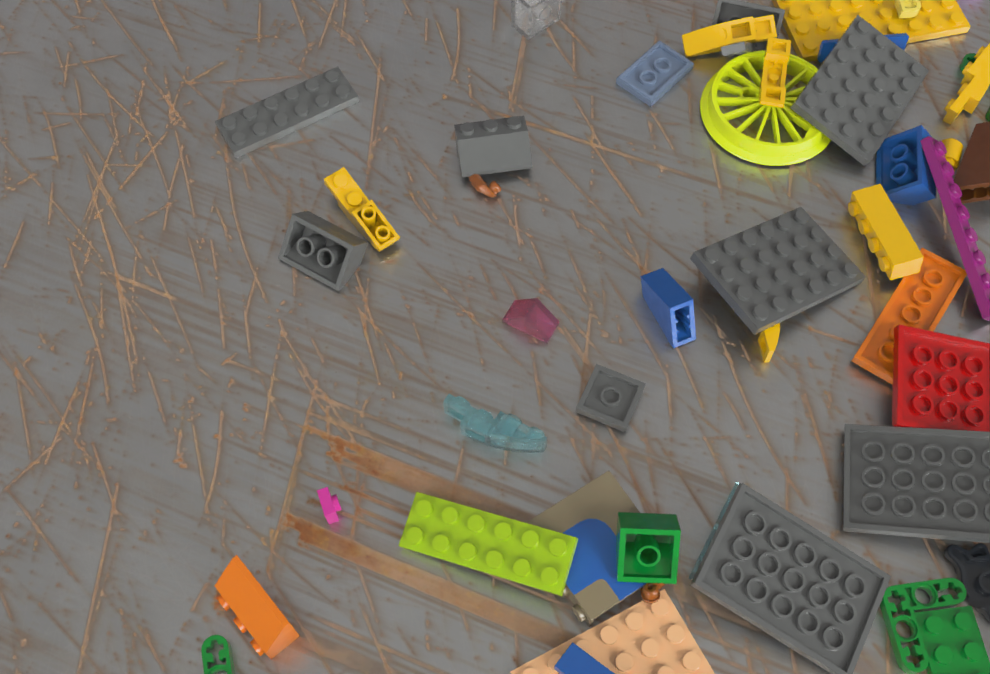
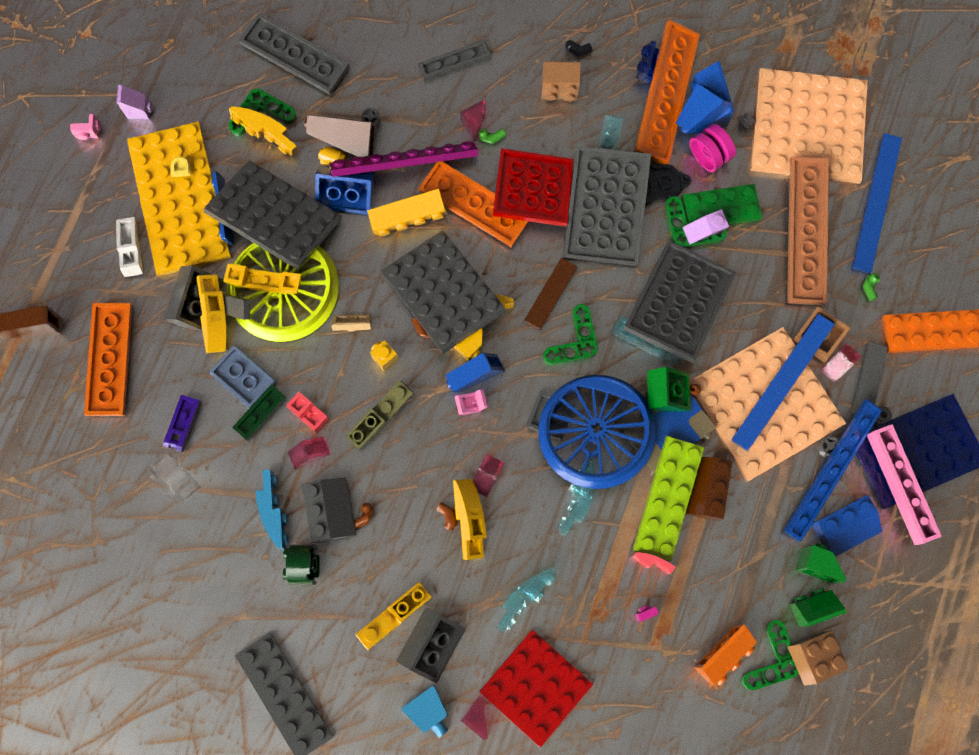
camera: 95 degrees left, 15 degrees up
(226, 295) = (476, 719): none -> clear pink slope
(245, 244) = (427, 711): none -> dark azure torso
(253, 367) = (536, 688): none -> red plate
(371, 353) = (531, 591): none -> clear light blue slope
(400, 512) = (648, 559): none -> coral slope
(430, 119) = (301, 564): none -> dark green brick
(474, 292) = (471, 516): none -> yellow slope
(480, 276) = (450, 516): none -> dark orange arm
(487, 95) = (272, 517): none -> dark azure slope
(499, 607) = (710, 489): none -> reddish brown slope
(565, 134) = (308, 452): none -> clear pink slope
(599, 18) = (181, 422): none -> dark purple plate
(606, 201) = (380, 415): none -> olive slope
(612, 86) = (259, 412): none -> dark green plate
(613, 133) = (307, 412): none -> coral slope
(626, 300) = (471, 402): none -> bright pink bracket
(645, 481) = (611, 386): none -> blue piece
(686, 205) = (383, 355): none -> yellow brick
(711, 306) = (471, 346): none -> yellow slope
(720, 445) = (582, 340): none -> green beam
(728, 174) = (351, 322): none -> tan plate
(788, 408) = (550, 294): none -> reddish brown tile
(920, 630) = (705, 227): none -> lavender slope

